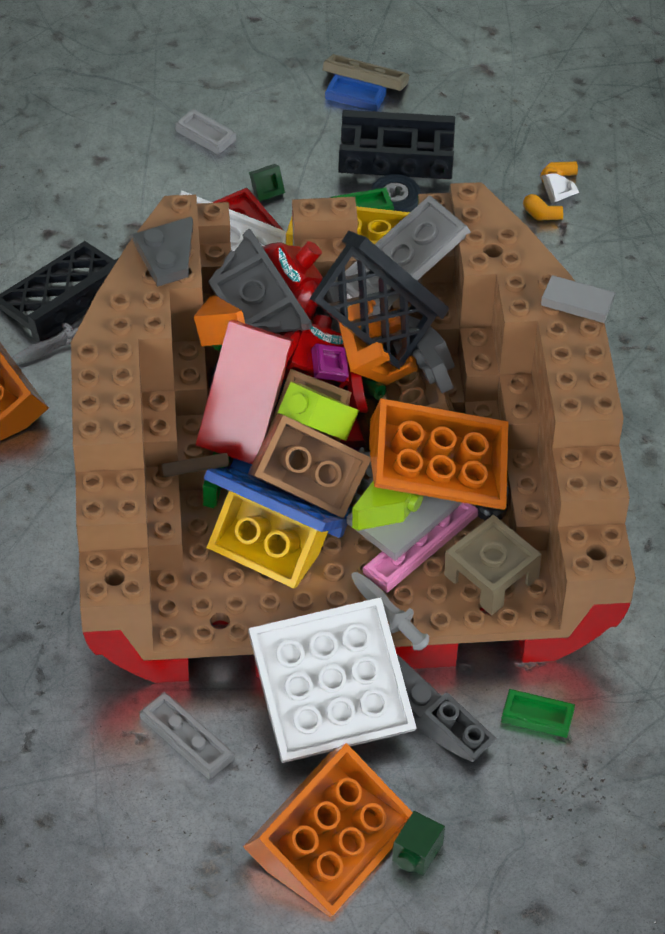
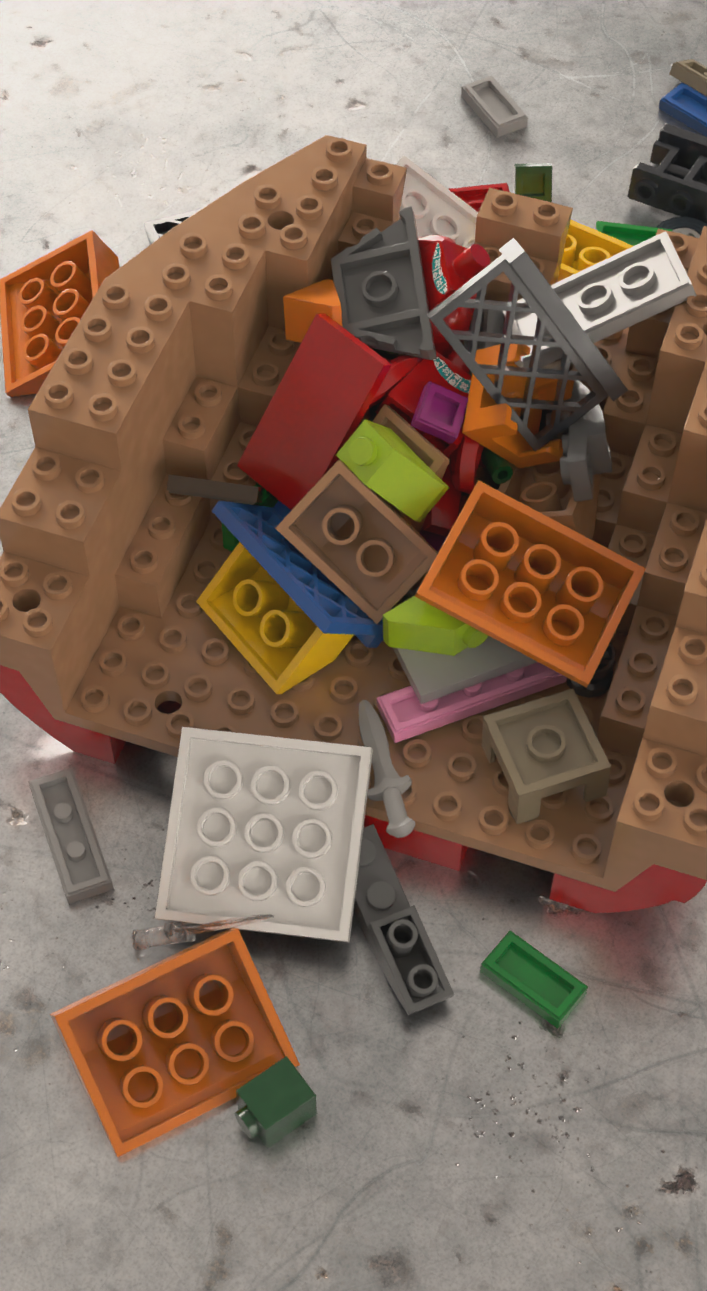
camera: 25 degrees right, 5 degrees up
(166, 250) = (284, 199): dark grey wing -> none
(302, 765) = (181, 933): none -> clear sword

